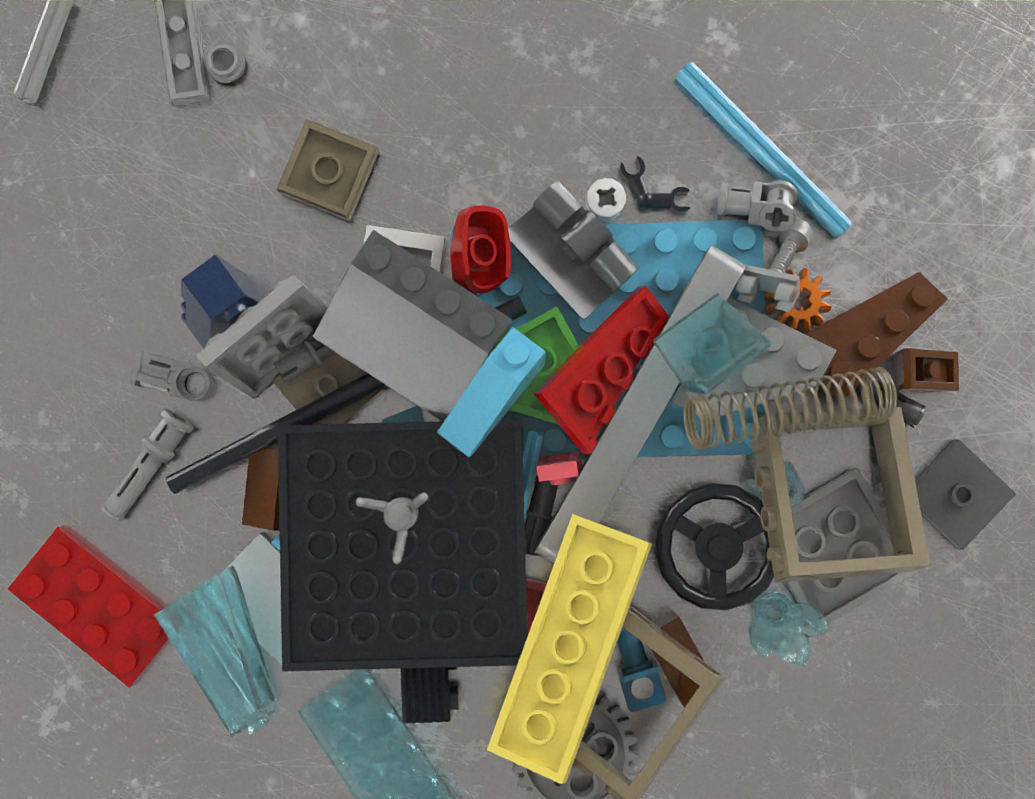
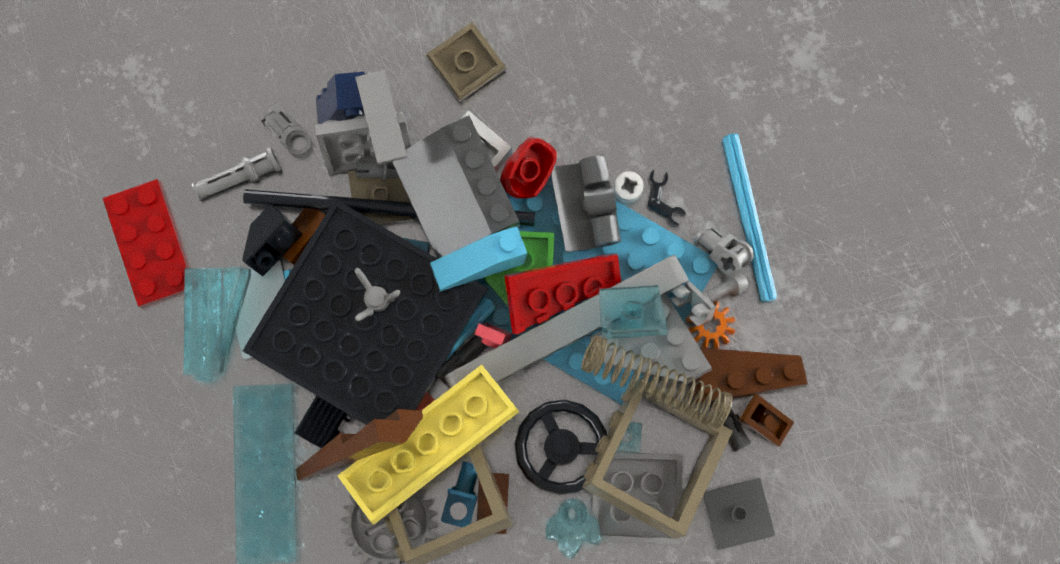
camera: 30 degrees right, 5 degrees down
(231, 518) = (269, 239): none -> black slope
(270, 297) = (381, 117): none -> light grey tile
(514, 674) = (371, 439): none -> reddish brown wedge

